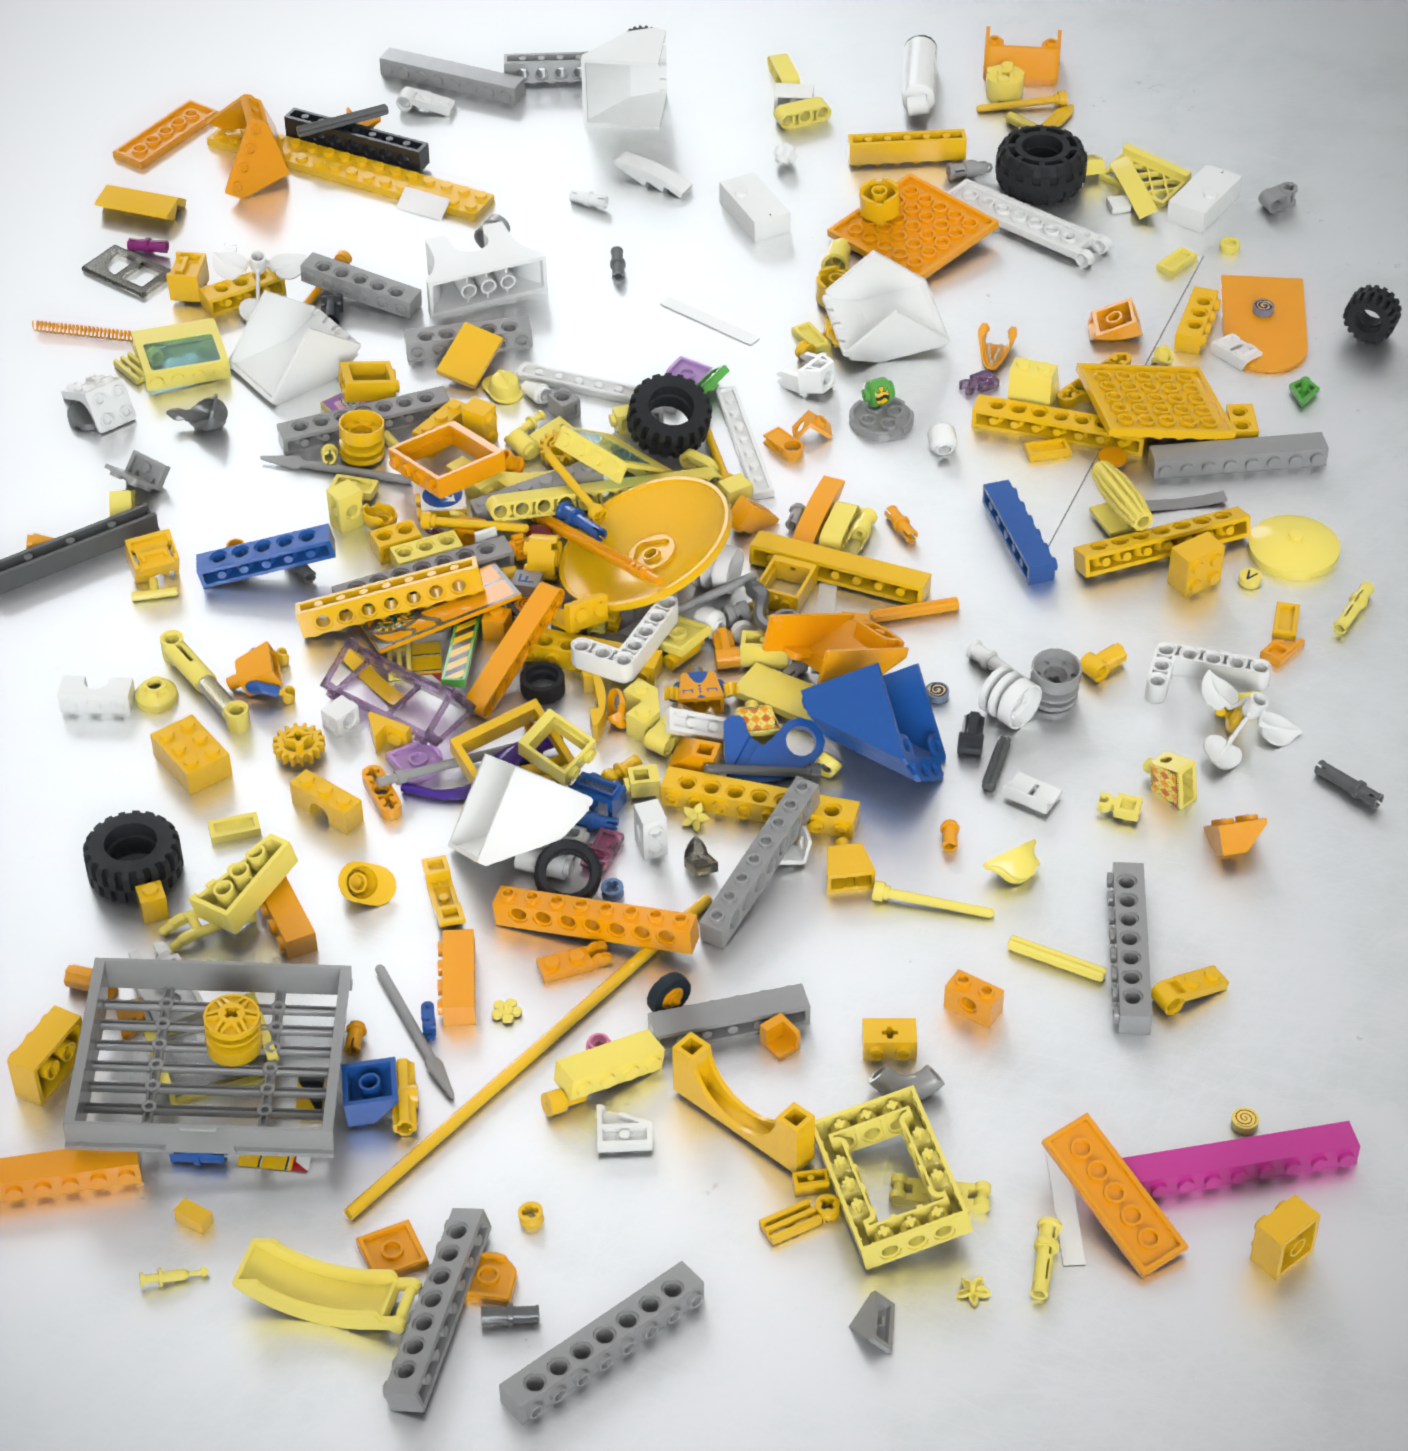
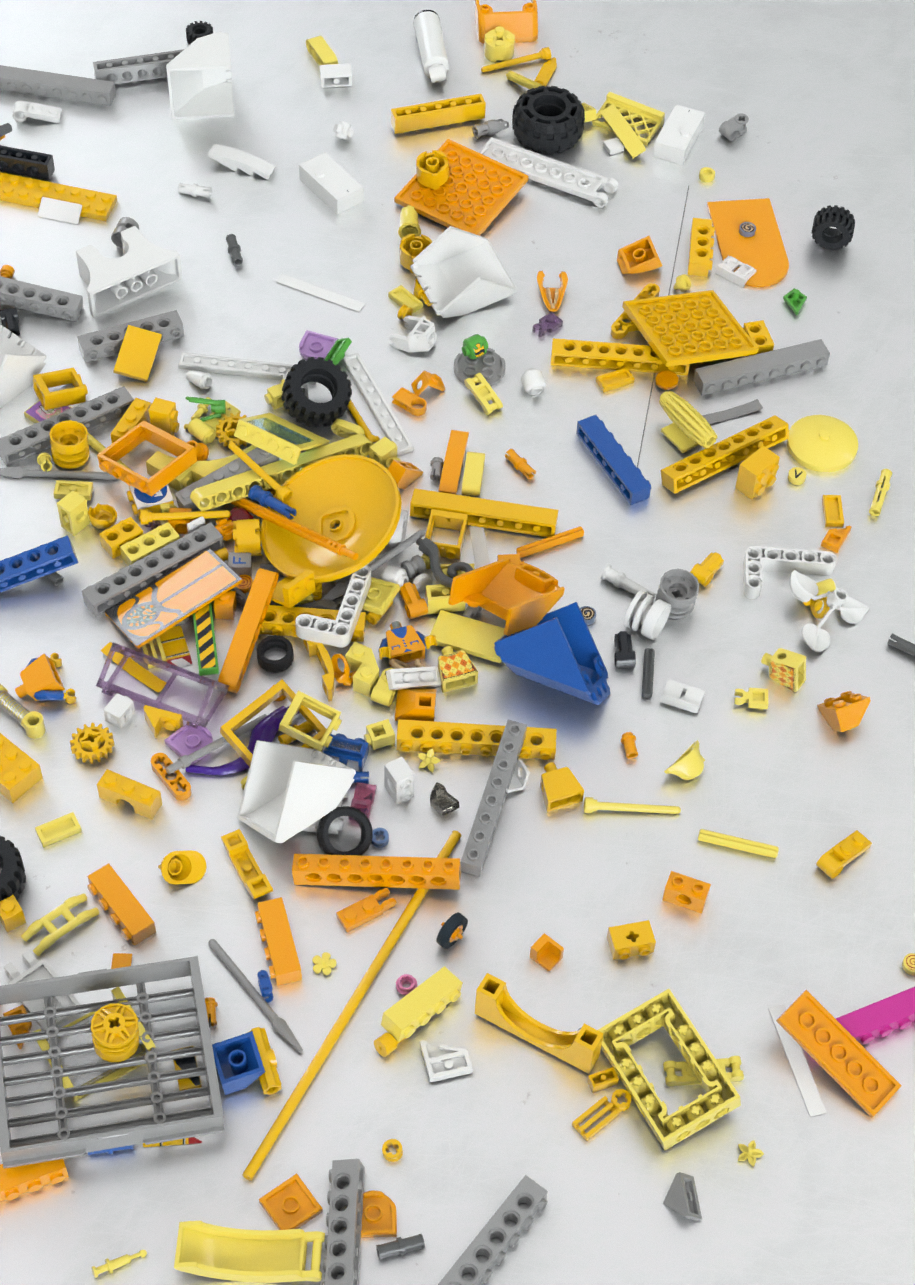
camera: 15 degrees left, 10 degrees up
(193, 1216) = (121, 1203): yellow piece -> none
(245, 885) = (88, 890): light yellow wedge -> none
(396, 587) = (133, 596): yellow brick -> none
(503, 387) = (170, 378): light yellow piece -> none
(547, 419) = (217, 406): none -> bright green plant
(564, 404) = (225, 388): light grey brick -> none
(620, 769) = (359, 726): yellow pin -> none
(729, 1016) = (502, 941): light grey brick -> none
(742, 749) = (472, 702): blue animal -> none
(802, 112) = (346, 89): light yellow beam -> none
(810, 772) = (509, 704): dark grey piece -> none
(830, 761) = (521, 693): light yellow tile -> none
(862, 527) = (491, 472): light yellow piece -> none
(876, 444) = (483, 393): none -> light yellow plate
(888, 1081) = (653, 980): light grey cylinder -> none
(1033, 382) = (593, 324): light yellow slope -> none
(1046, 1247) = (795, 1105): light yellow pin -> none
(1130, 948) = (778, 763): light grey brick -> none
(1176, 262) = (670, 194): light yellow tile -> none

